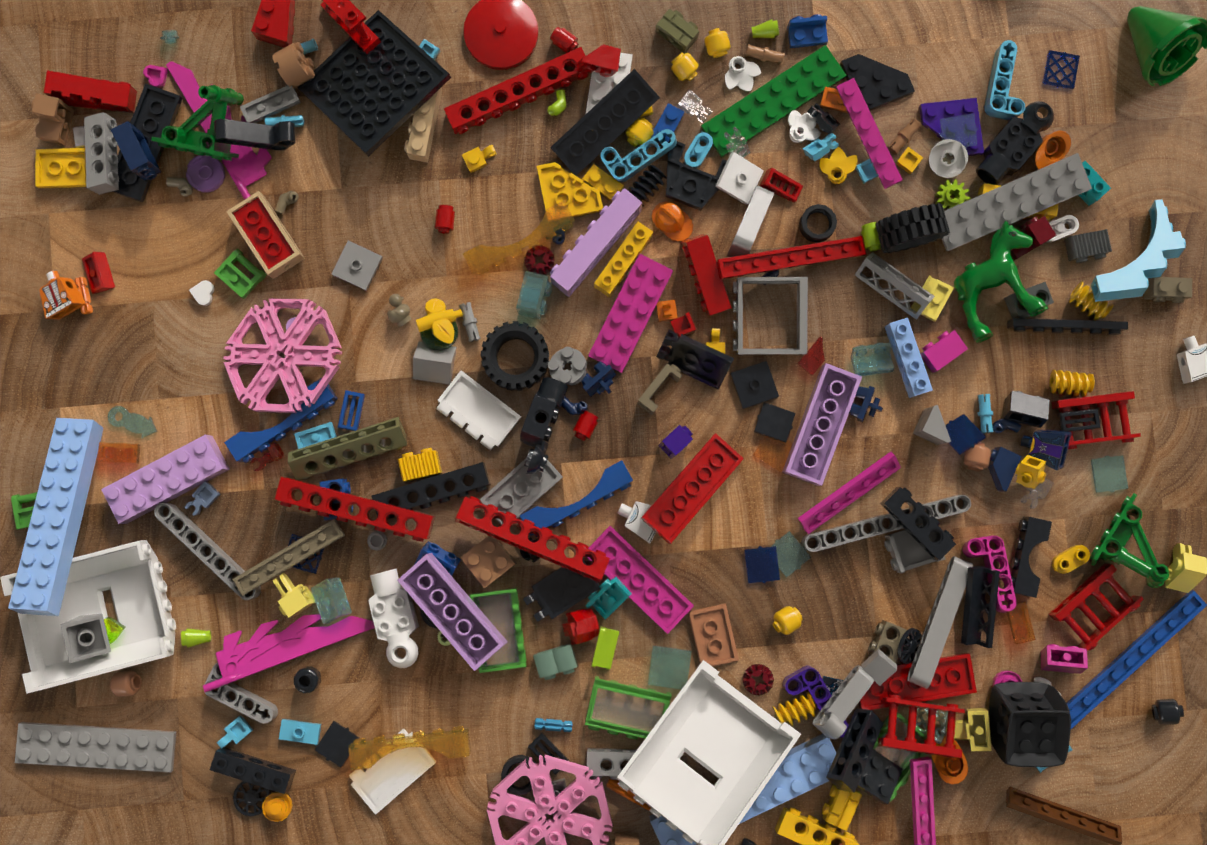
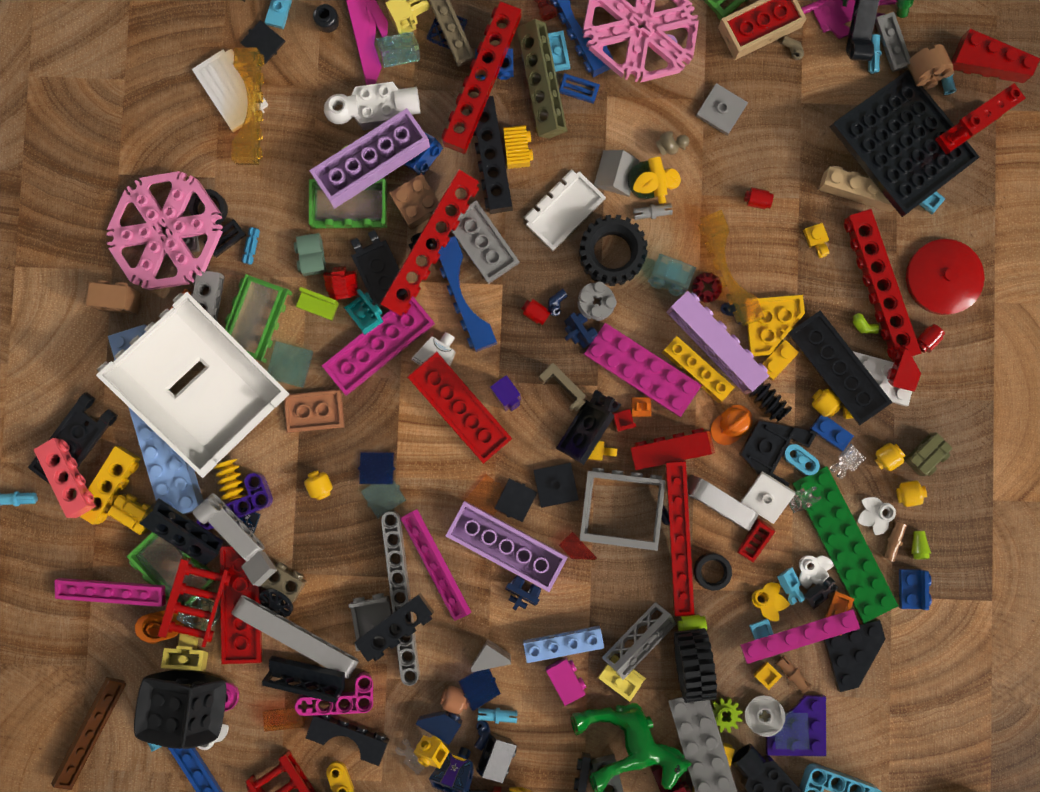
camera: 105 degrees right, 0 degrees up
(377, 540) = (449, 98): light grey plate -> none
(543, 407) = (560, 271): black brick -> none
(640, 152) = (805, 400): medium azure beam -> none
(749, 682) = (274, 448): dark red gear -> none
(872, 359) = (566, 607): clear light blue bracket -> none
(880, 777) = (152, 553): black plate -> none
(1064, 659) = (241, 756): dark pink brick -> none

